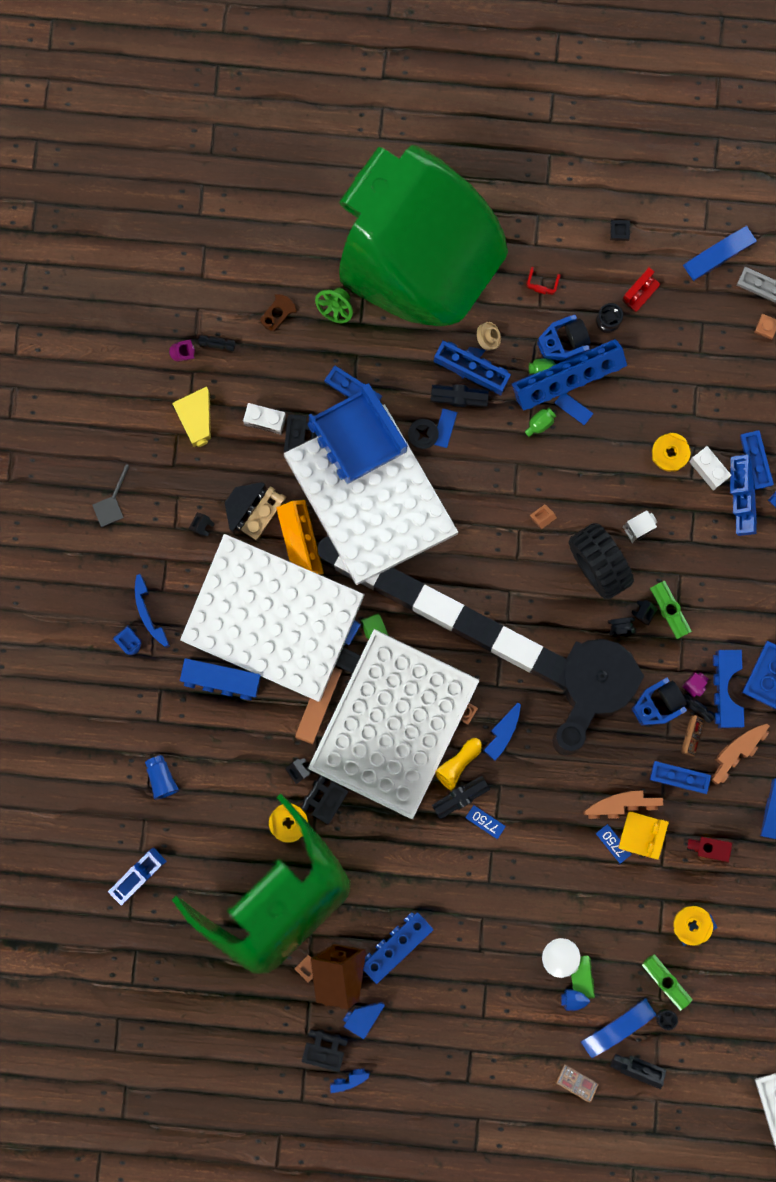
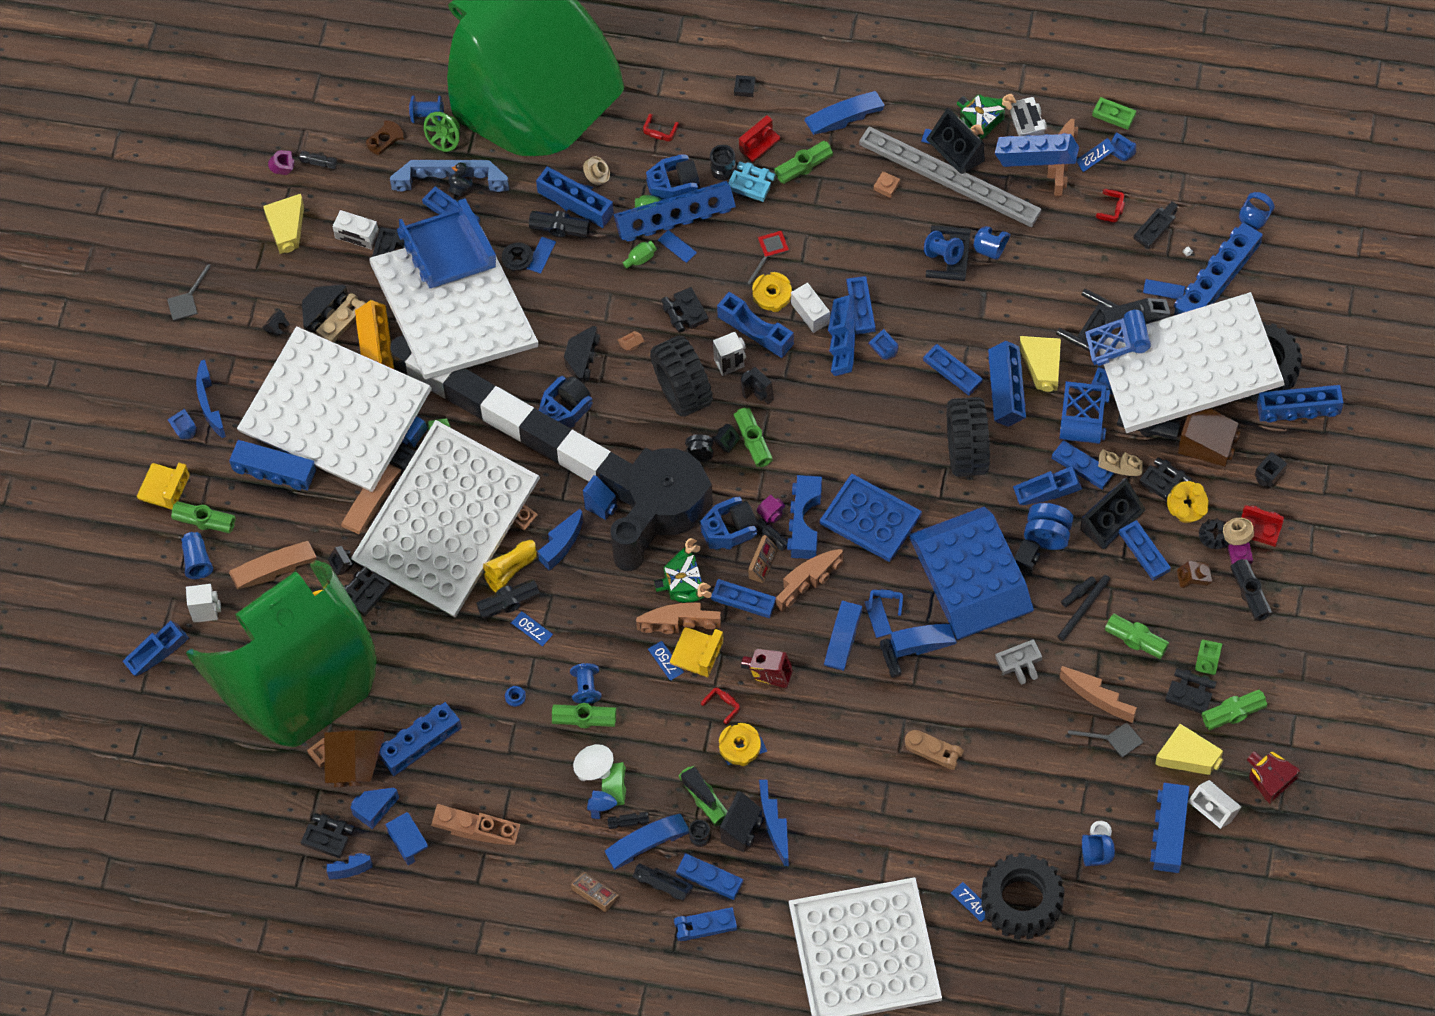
camera: 10 degrees right, 20 degrees down
(118, 706) = (164, 485): none -> yellow bracket
(174, 738) = (214, 520): none -> bright green piece
(176, 830) = (203, 603): none -> white brick
(235, 781) = (272, 564): none -> nougat slope
(302, 359) = (402, 178): none -> medium blue slope
(315, 281) = (423, 109): none -> blue hose
(356, 359) = (459, 184): none -> black animal
(399, 1049) = (406, 837): none -> blue panel
(460, 1030) = (475, 827): none -> nougat slope
(484, 899) = (515, 690): none -> blue plate
(496, 579) = (573, 393): none -> blue piece
(497, 535) = (581, 353): none -> black slope
(536, 689) = (599, 498): none -> blue slope
(543, 876) = (585, 683): none -> blue hose
(560, 910) = (597, 715): none -> bright green piece
(594, 474) = (689, 306): none -> black plate
(599, 1010) = (628, 820): none -> black axle
(622, 763) = (683, 577): none -> torso
(637, 339) = (749, 185): none -> medium azure plate
(662, 979) = (696, 784): none -> black slope
(664, 400) = (771, 245): none -> piece
(672, 500) = (771, 336): none -> blue arch
(673, 558) = (757, 383): none -> black bracket
(676, 879) = (727, 698): none -> red piece
(679, 1058) = (709, 876): none -> blue plate
(682, 1106) = (705, 924): none -> blue plate
(694, 303) = (812, 156): none -> bright green piece
(704, 1009) = (741, 823): none -> black slope
(736, 1008) = (776, 827): none -> blue slope

